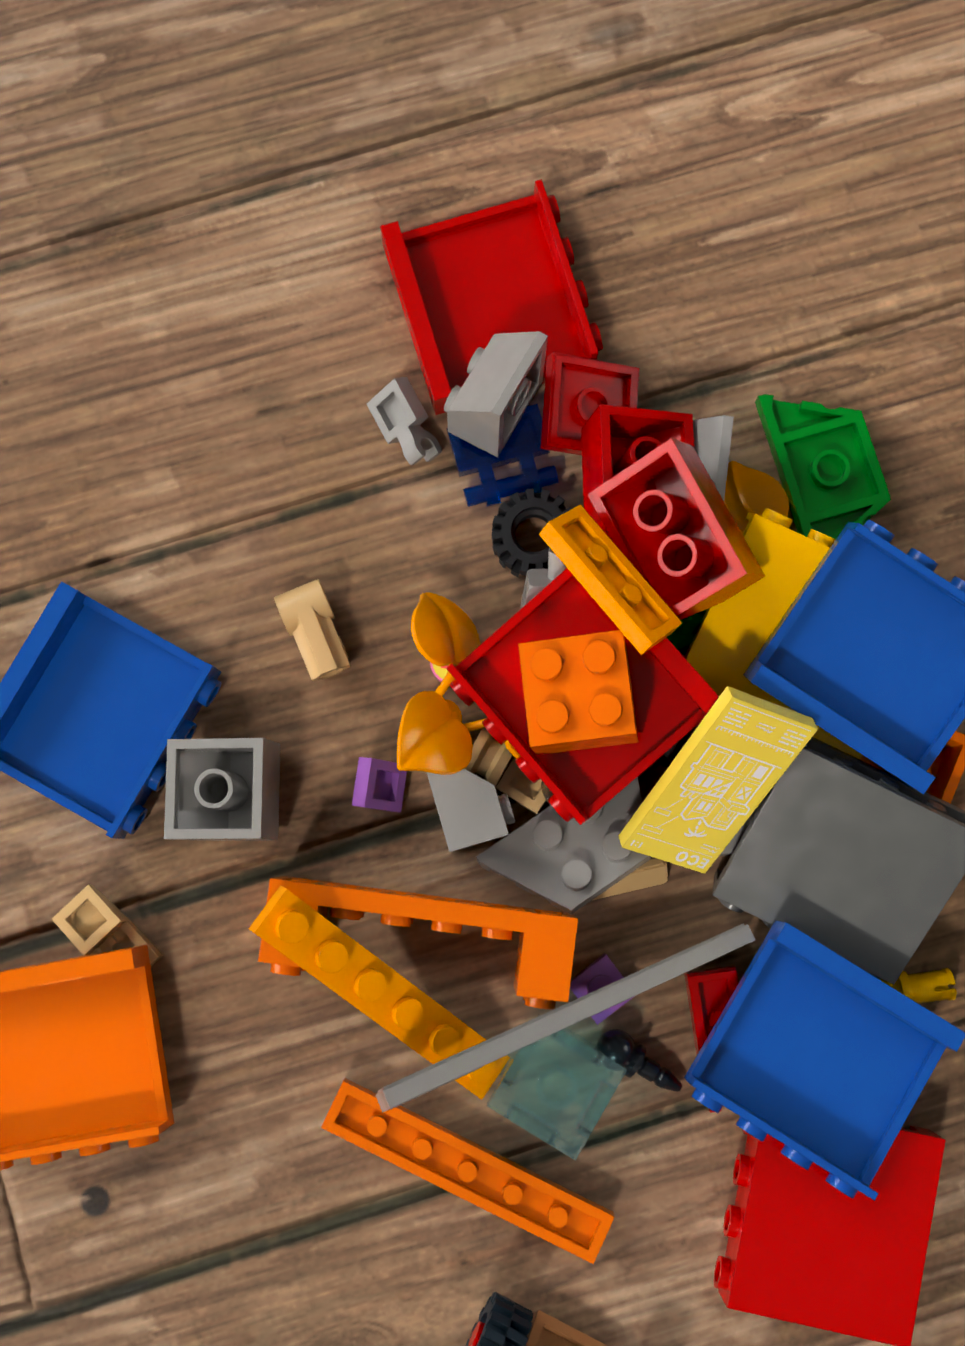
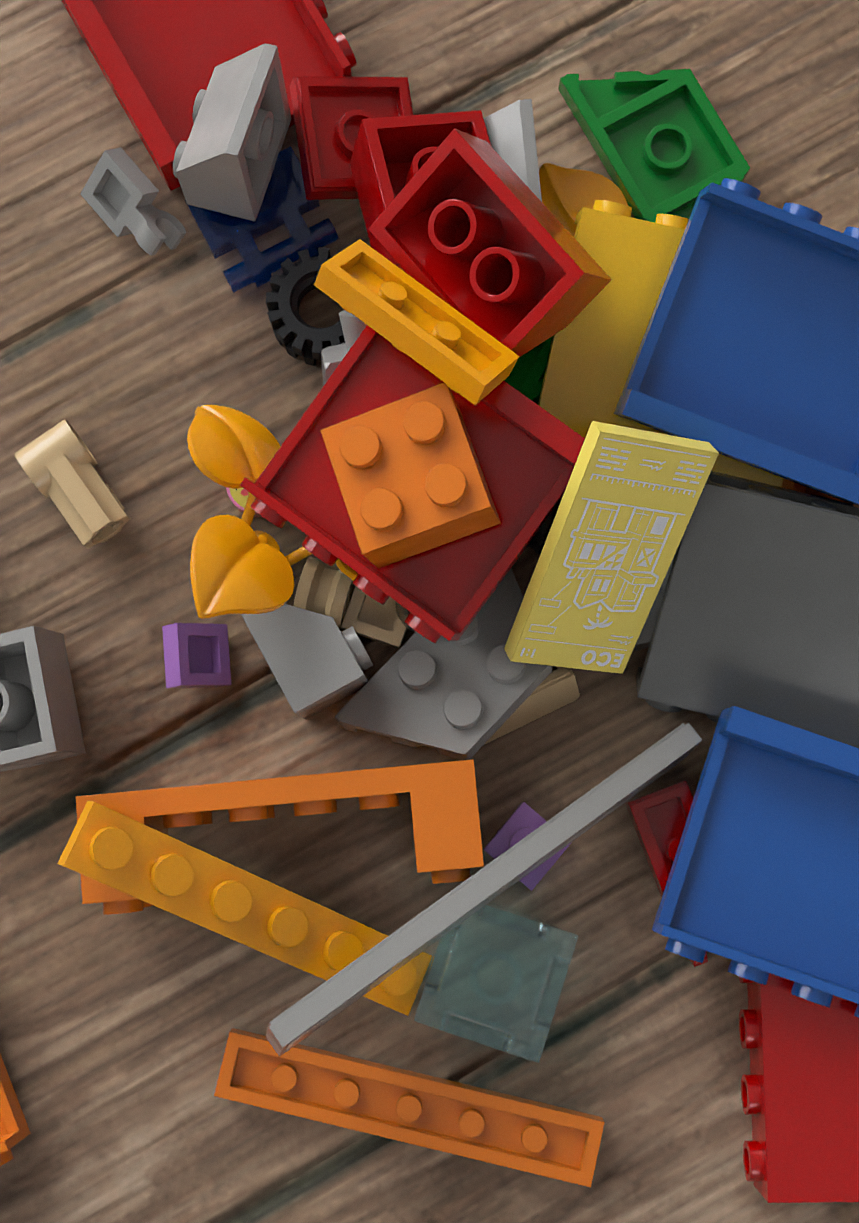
camera: 10 degrees left, 0 degrees up
(622, 1049) = (569, 913): black bar -> none

